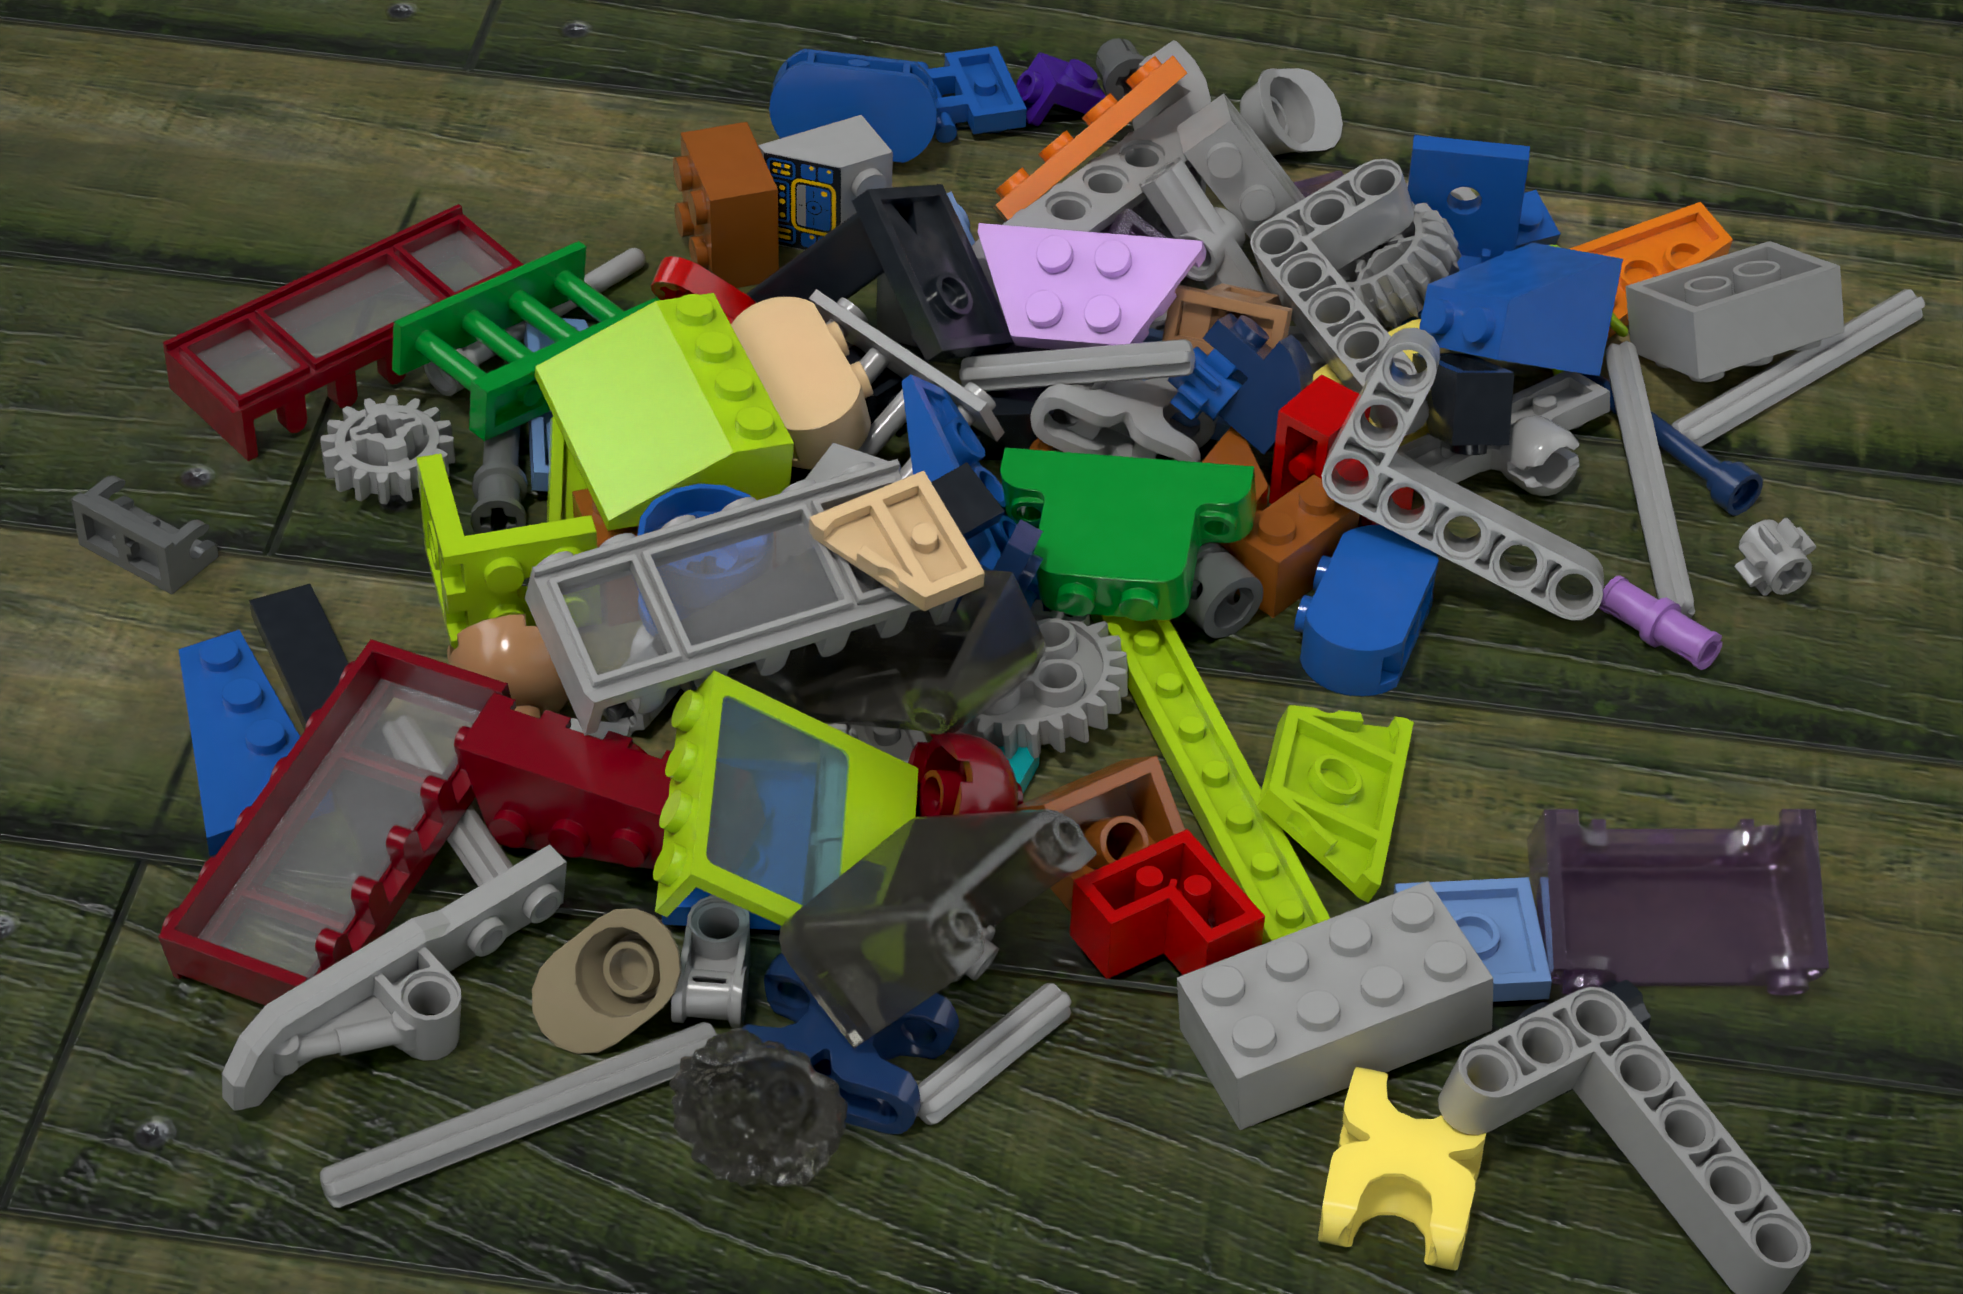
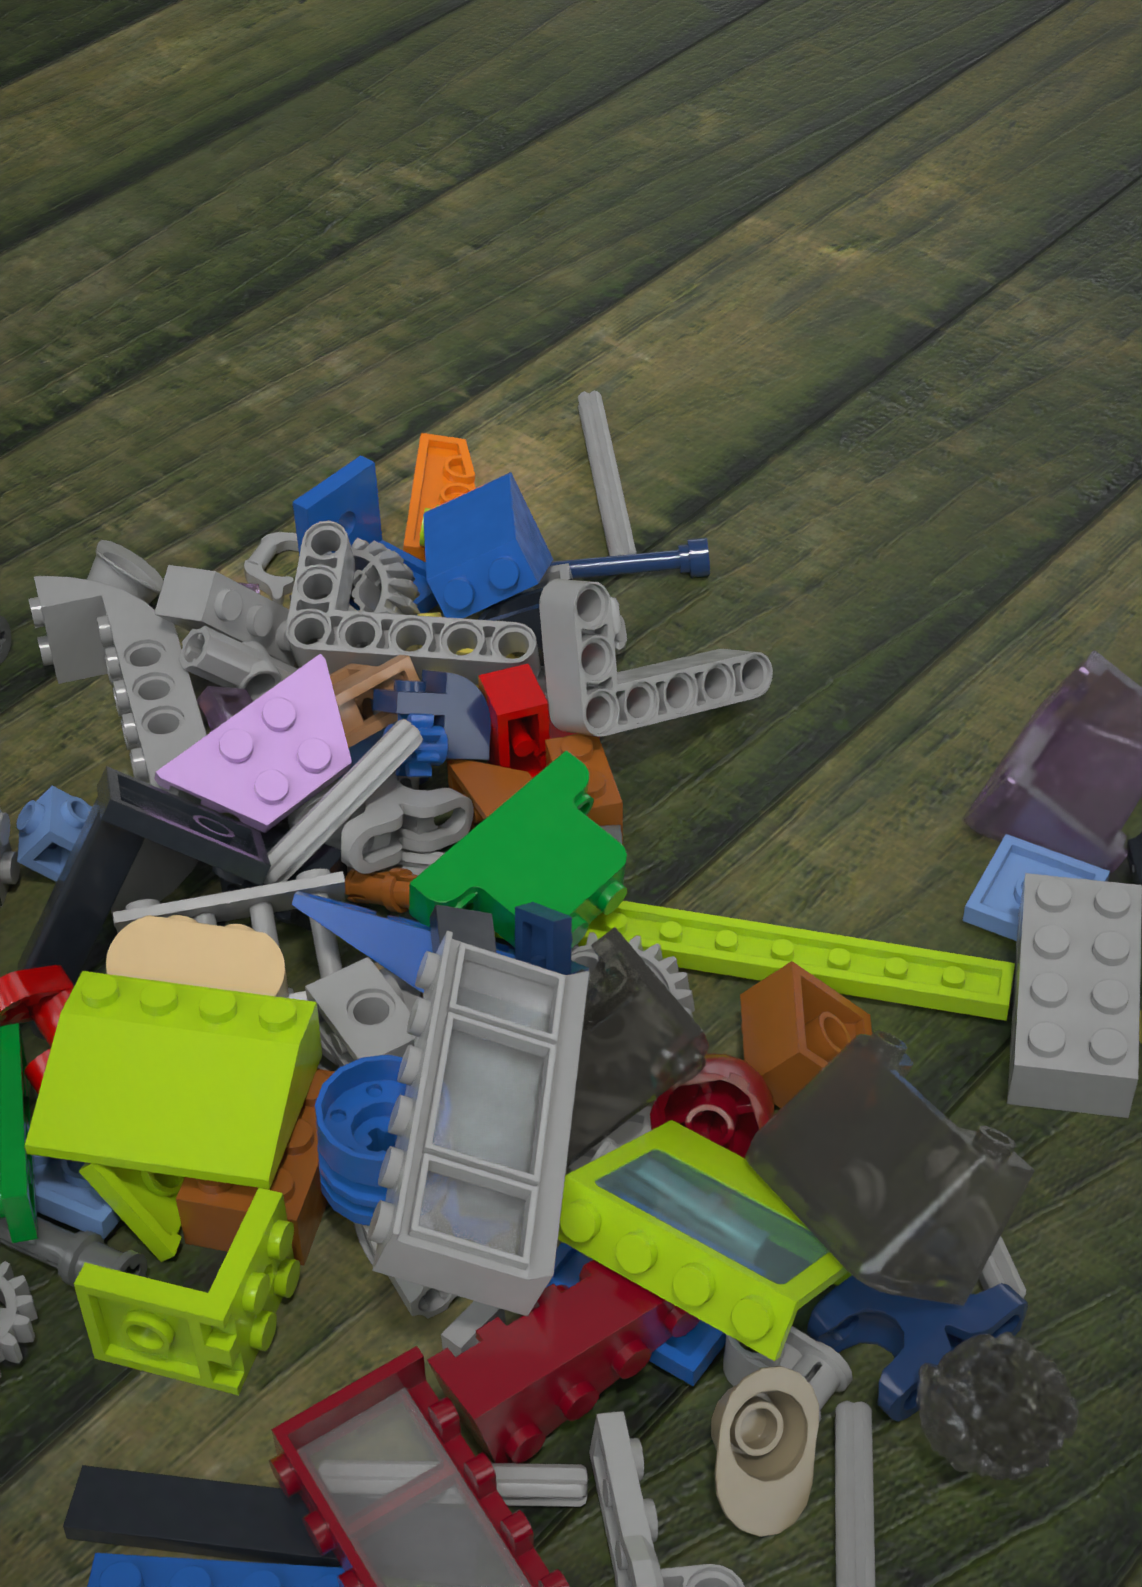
camera: 55 degrees left, 0 degrees up
(515, 655) = (348, 1344): medium nougat cylinder -> none
(903, 541) = (541, 972): tan wing -> none
(1103, 123) = (90, 678): orange plate -> none
(1162, 902) = (943, 1025): red brick -> none
(1337, 789) = (855, 892): lime wing -> none
(1366, 611) = (678, 789): blue brick -> none
(1648, 476) = (669, 592): light grey axle -> none
(1661, 622) = (806, 652): medium lavender pin -> none
(1735, 310) = (558, 460): light grey brick -> none
(1775, 557) = (785, 569): light grey gear -> none

